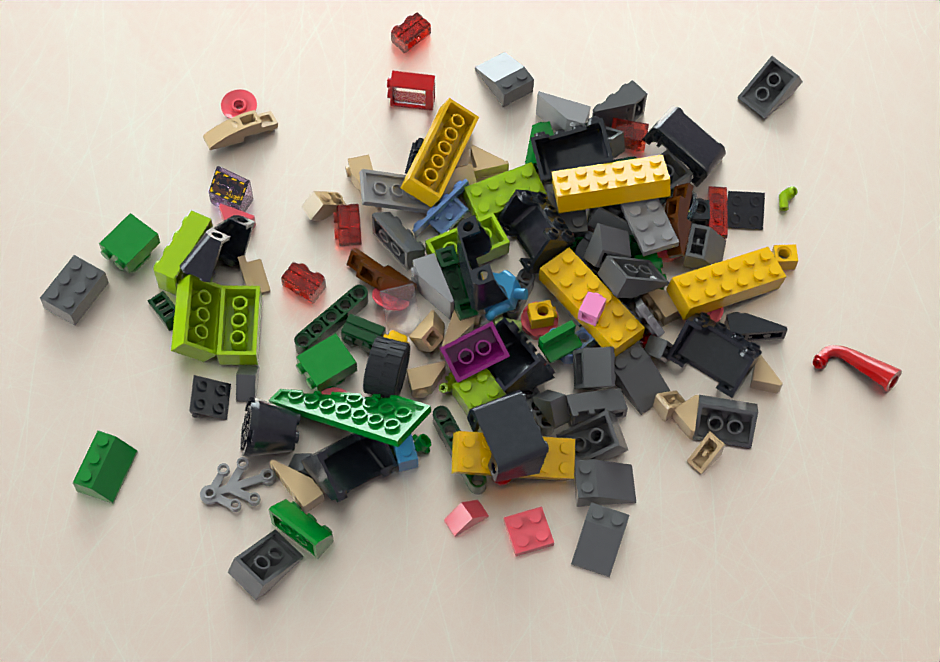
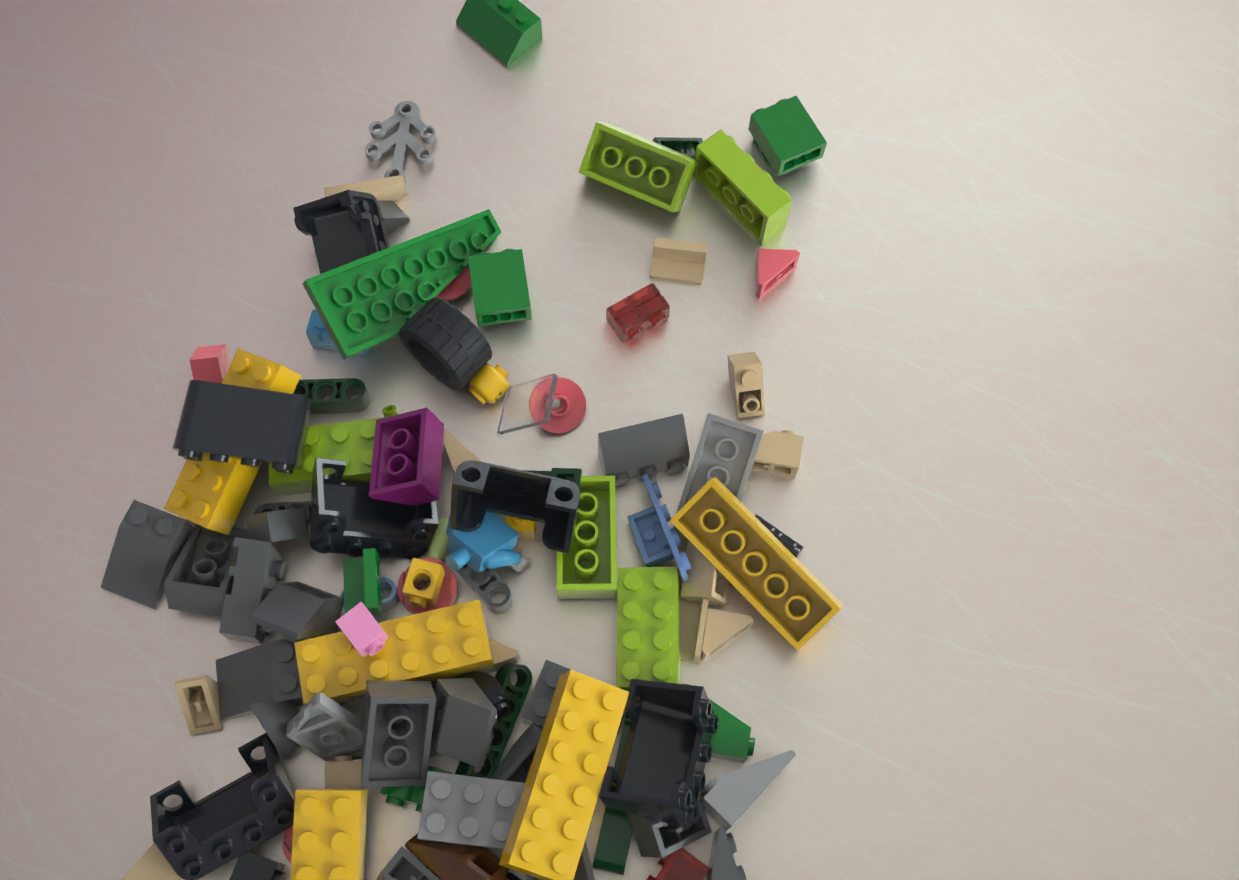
camera: 115 degrees right, 5 degrees up
(74, 290) = (749, 63): dark grey brick -> none
(209, 398) = (530, 152): black hinge -> none
(223, 242) = (734, 241): black windscreen -> none
(230, 190) = (814, 275): slope -> none
(235, 129) = (916, 325): tan slope -> none
(236, 99) = (966, 333): coral dish -> none
(239, 325) = (608, 213): lime brick -> none
(246, 382) = (533, 201): dark grey slope -> none
(264, 564) = (286, 132): dark grey slope -> none
(268, 429) = (443, 184): black cone -> none
(301, 527) = (300, 175): green slope -> none
(336, 312) = (566, 335): dark green beam -> none
(348, 225) = (698, 399): clear red brick -> none
(361, 332) = (526, 352): dark green brick -> none
(374, 273) = (590, 409): reddish brown slope -> none
(410, 32) = (1006, 628): clear red brick -> none
(411, 90) = (888, 575): red window -> none
(422, 443) = (329, 362): green plate -> none
(425, 378) = (418, 390): tan slope -> none
(428, 332) = (481, 431): tan slope -> none
(432, 283) = (549, 452): light grey slope -> none
(506, 78) = (867, 736): dark grey slope -> none
(528, 531) = (146, 434): coral plate -> none
(537, 228) = (553, 647): black windscreen -> none
(600, 539) = (77, 514): dark grey slope -> none
(686, 415) = (168, 719): tan slope -> none
(706, 453) = (99, 716): tan slope -> none
(727, 419) = (129, 772): dark grey slope -> none

